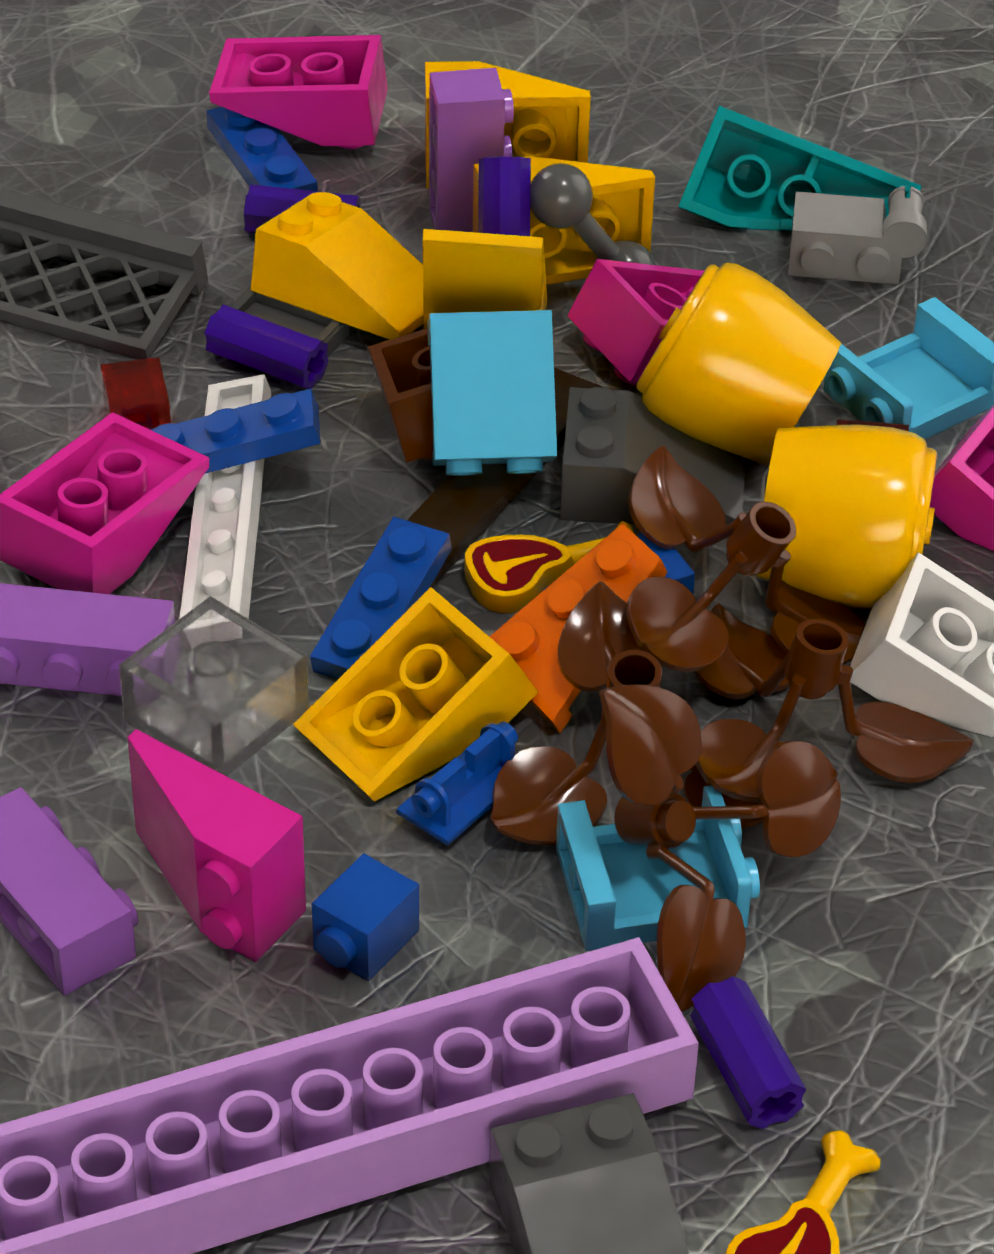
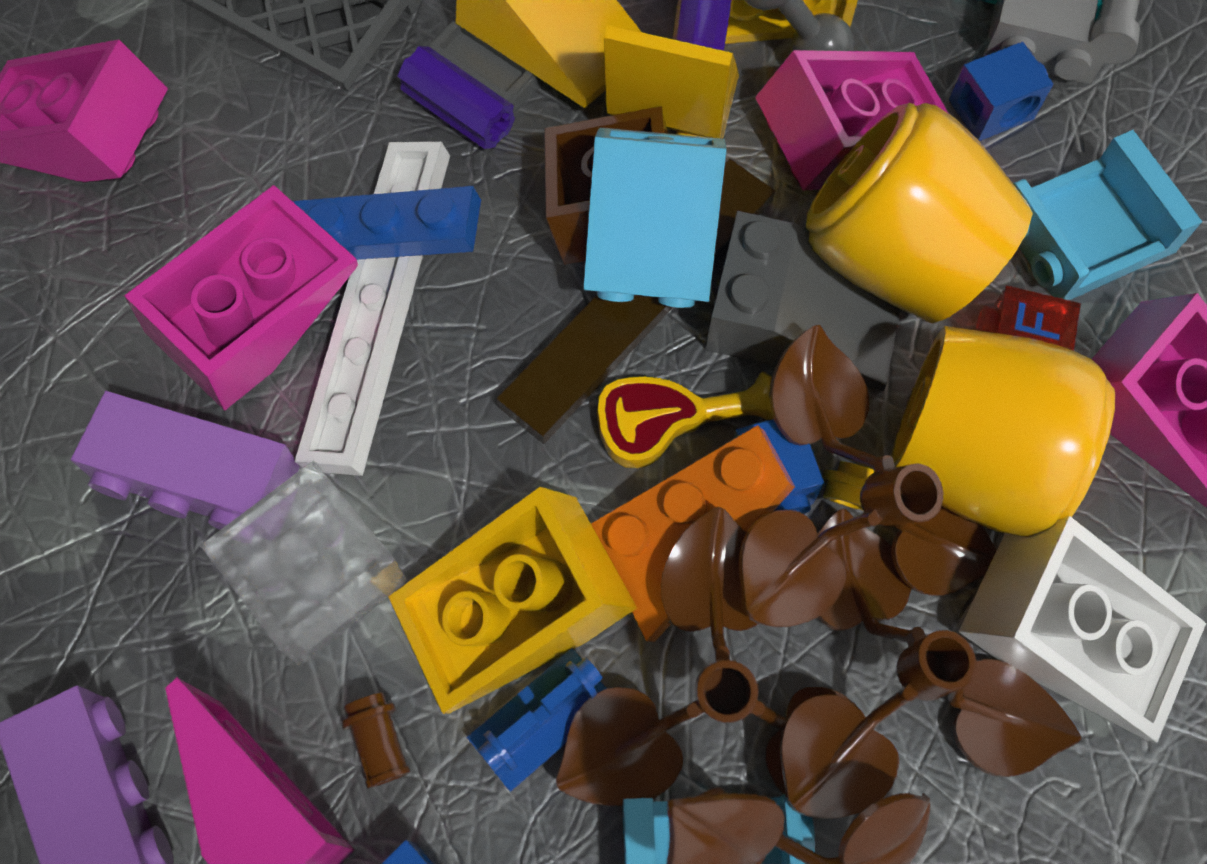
camera: 10 degrees right, 25 degrees up
(136, 392) = (314, 155): clear red brick -> none
(319, 824) = (375, 739): none -> reddish brown pin
(386, 587) = (503, 451): blue plate -> none
(734, 596) = (846, 484): none -> yellow plate
(814, 282) = (1000, 91): none -> blue brick

